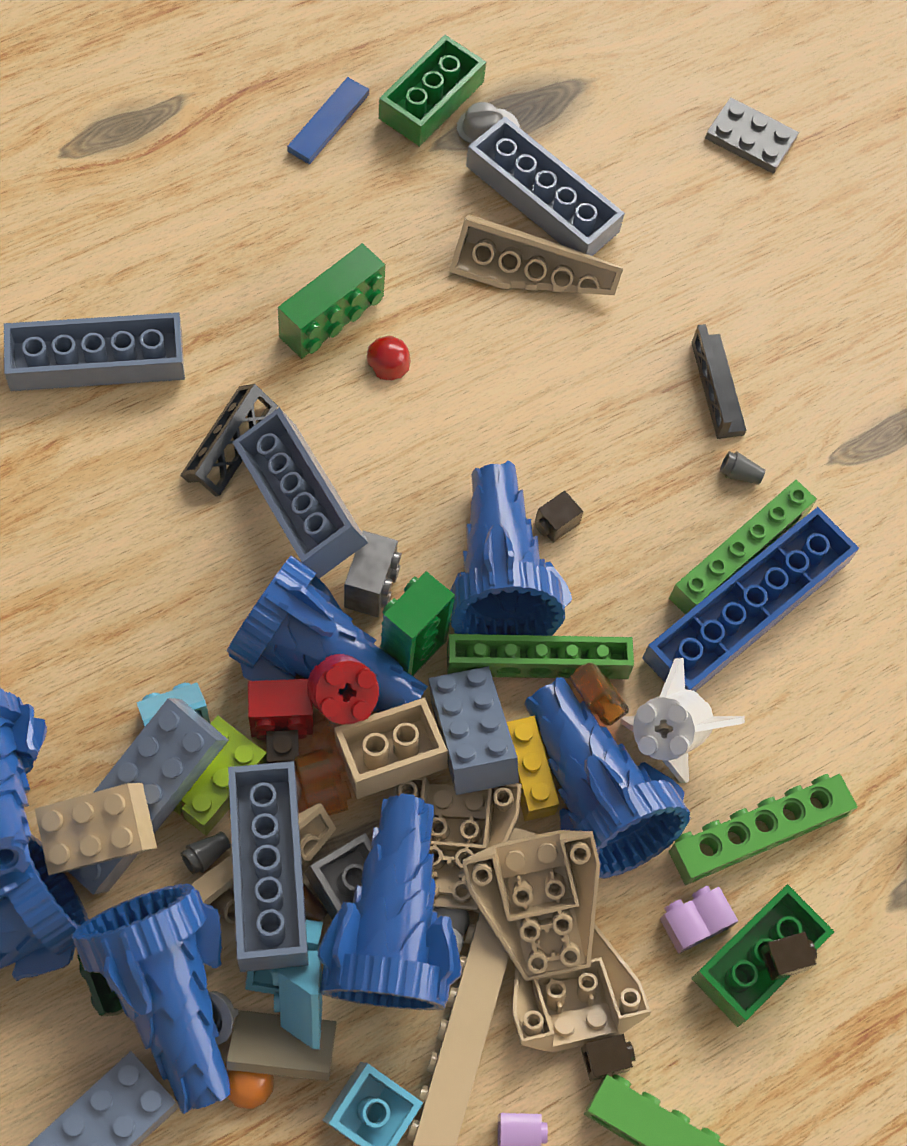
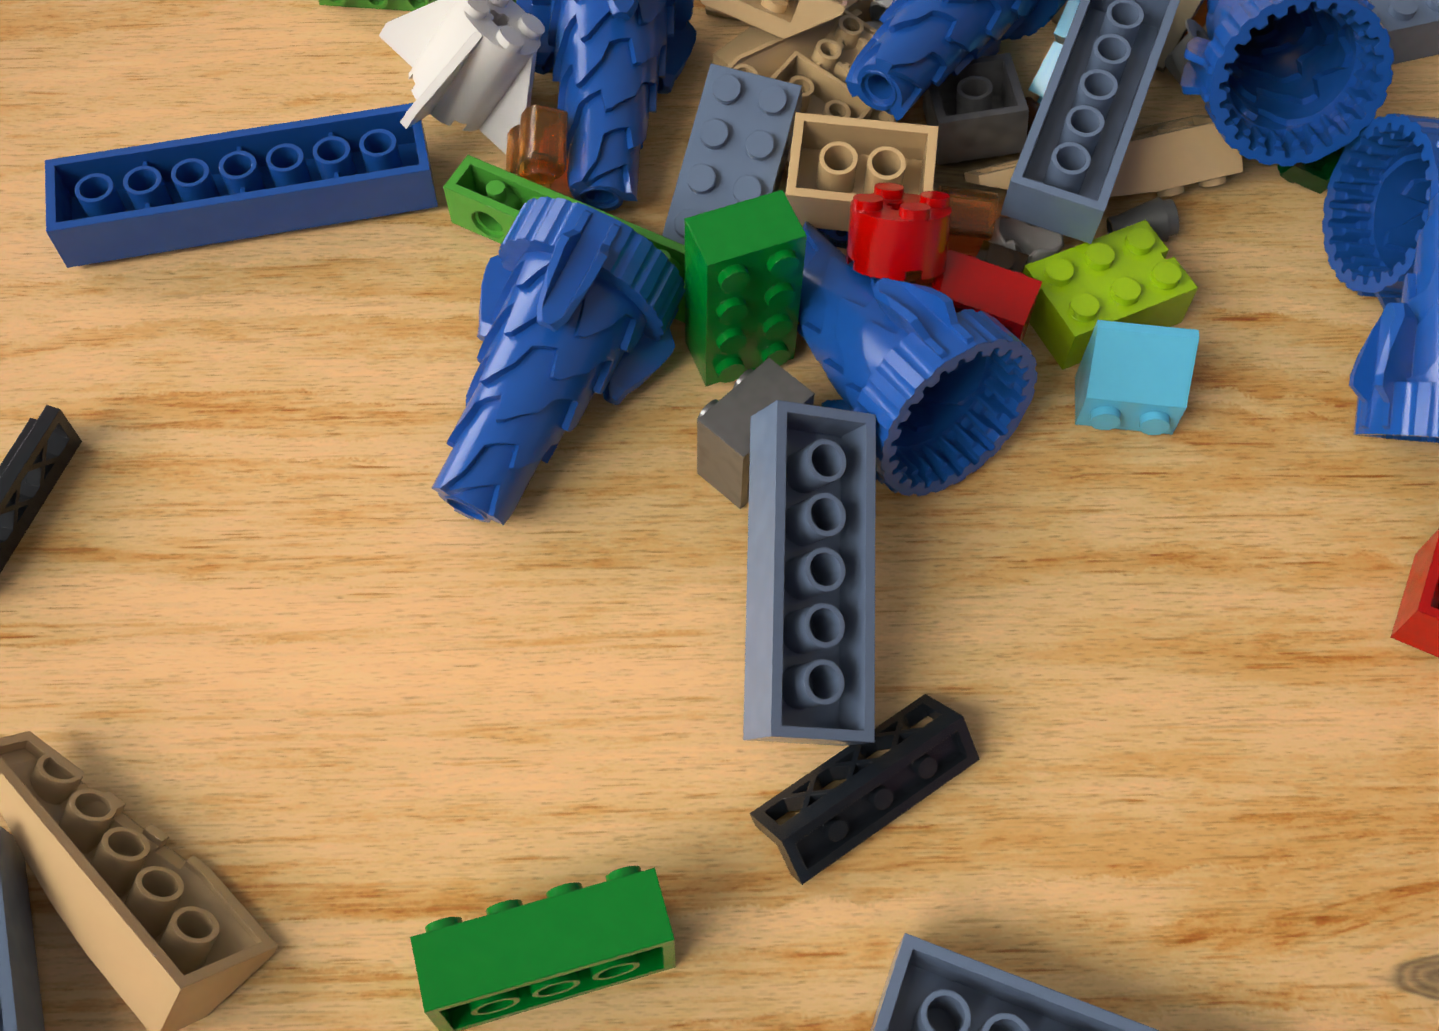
camera: 145 degrees left, 5 degrees down
(95, 828) = (1316, 215): tan brick -> none
(168, 762) = (1226, 265): sand blue brick -> none
(388, 357) = (503, 815): red hair -> none
(537, 790) = (670, 135): yellow brick -> none
(558, 516) = (414, 414): dark brown brick -> none
(741, 468) = (92, 368): dark grey cone -> none
(743, 546) = (187, 258): bright green brick -> none

